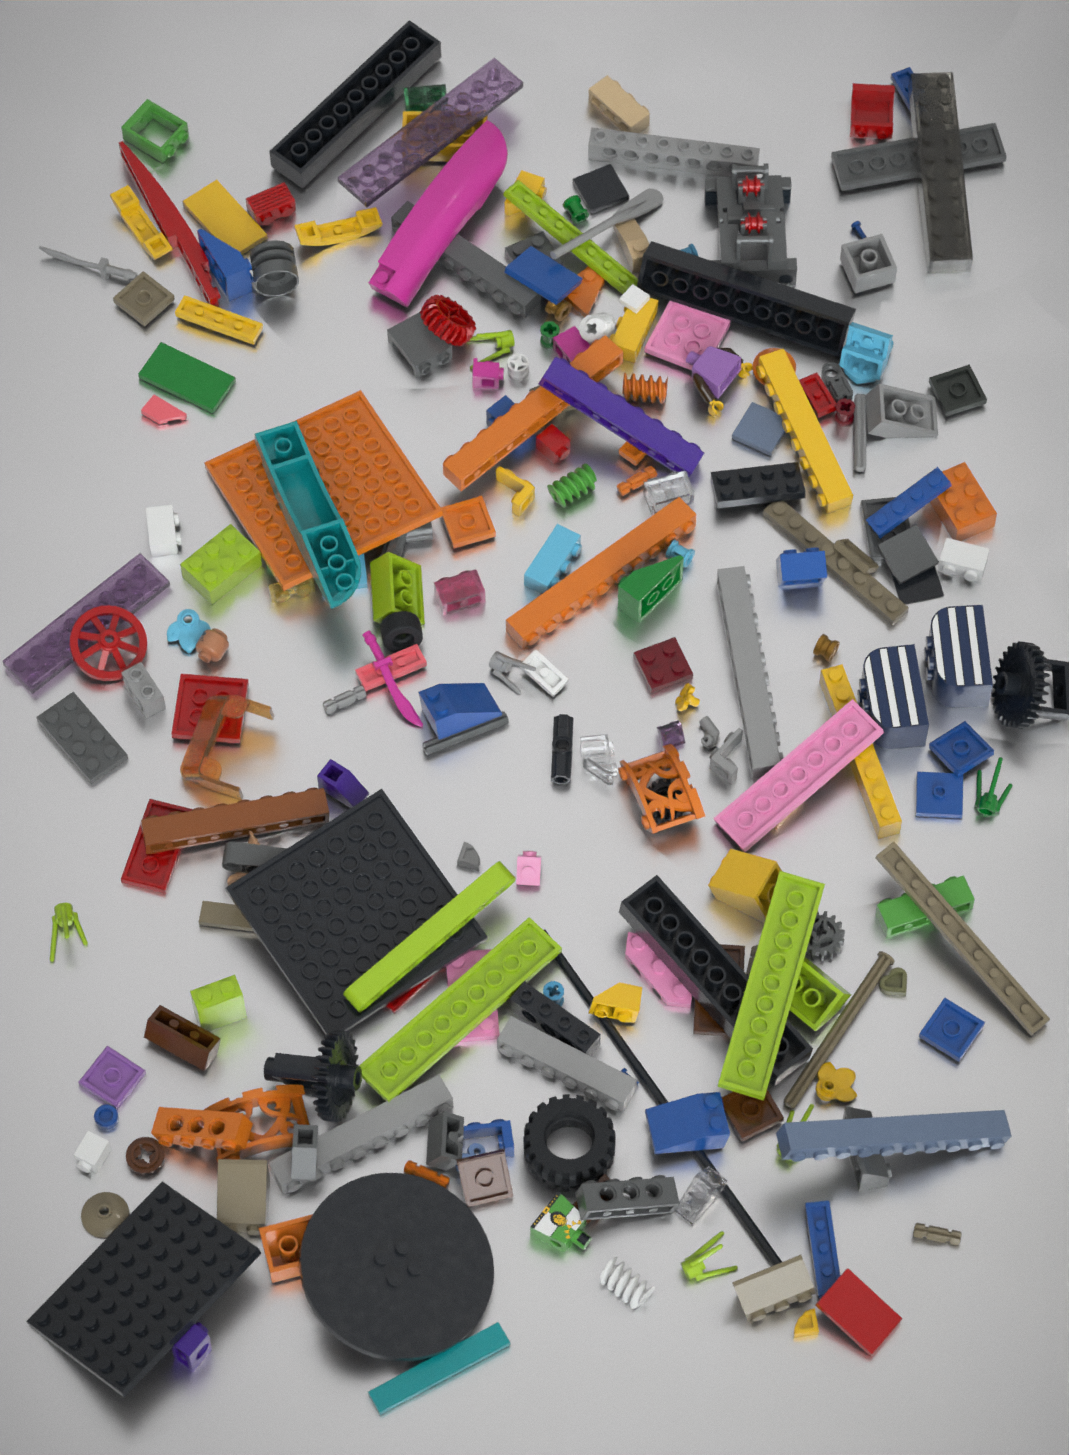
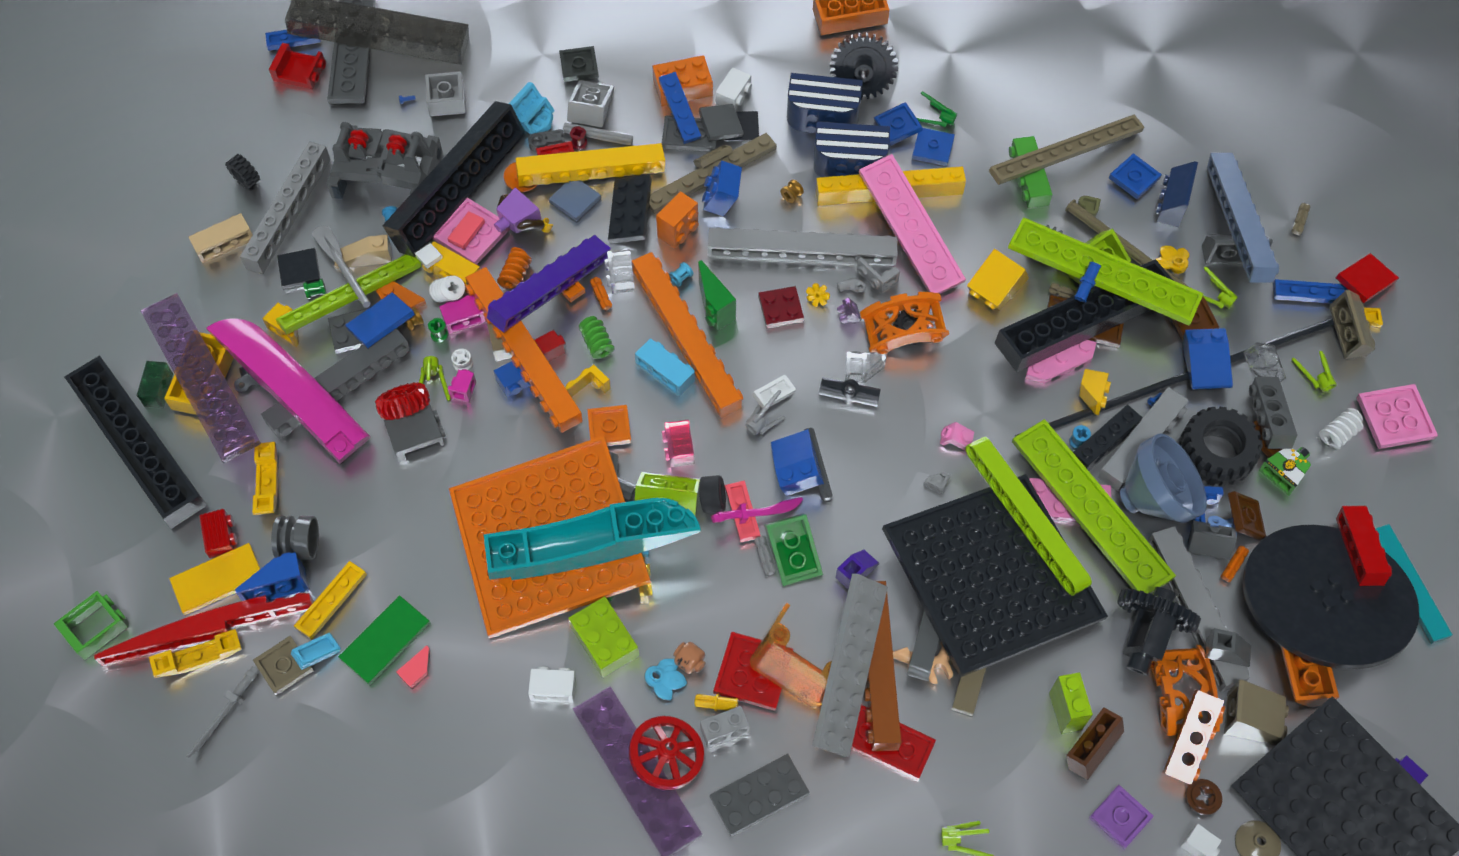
camera: 80 degrees left, 0 degrees up
(106, 1117) = (1161, 827): blue tile -> none
(162, 320) = (315, 651): none -> medium azure tile
(170, 681) = (715, 702): none -> yellow axle
(218, 781) = (850, 666): none -> light grey plate
(355, 721) = (793, 549): none -> green slope
(465, 1300) = (1363, 546): none -> red brick
(507, 1086) = (1164, 482): none -> sand blue cone
(661, 1350) = (1396, 416): none -> bright pink plate
(682, 328) = (466, 230): none -> coral tile
(706, 99) = (242, 171): none -> black tyre
(743, 960) = (1087, 281): none -> blue pin
(746, 532) = (677, 220): none -> orange brick
(929, 1076) = (1176, 194): none -> dark blue slope

